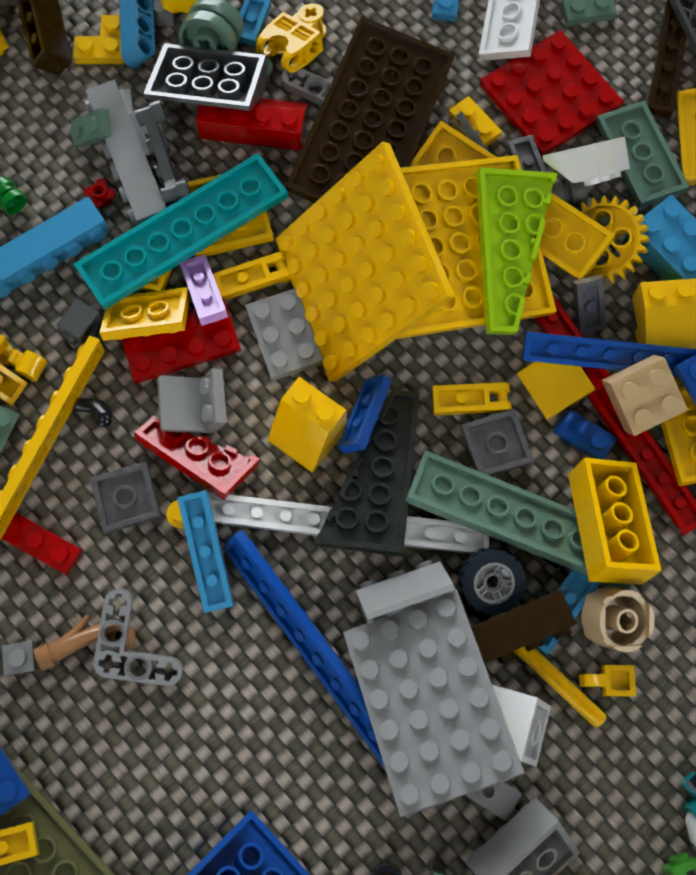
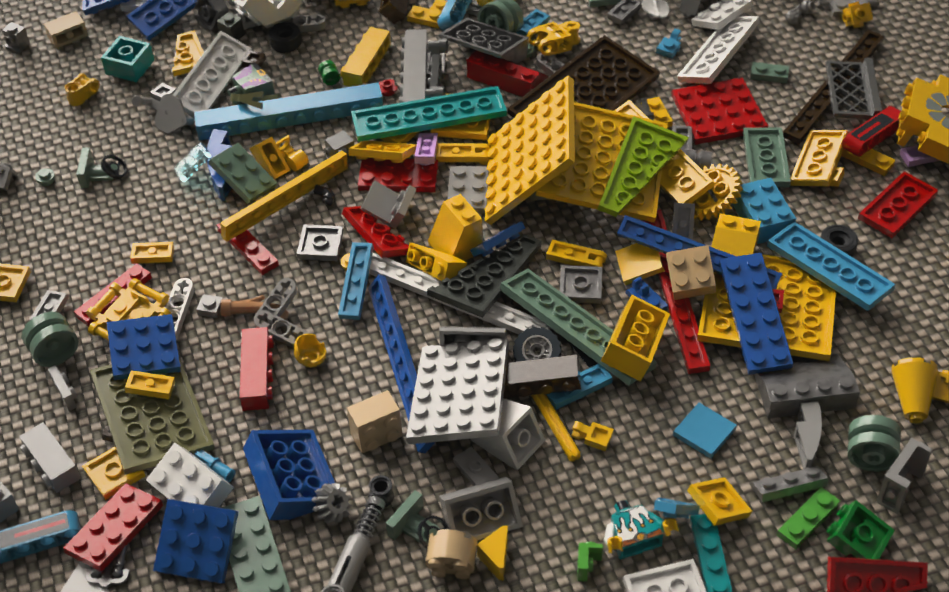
camera: 25 degrees right, 25 degrees down
(48, 152) = (366, 57): none -> yellow brick
(91, 128) = (398, 49): sand green plate -> none
(132, 745) = (255, 368): none -> brick
(194, 691) = (309, 350): none -> yellow hair
(302, 482) = (434, 262): none -> yellow slope
(335, 785) = (375, 421): none -> tan brick
(591, 162) = (722, 141): white slope -> none
(617, 619) = (612, 405): tan brick -> none

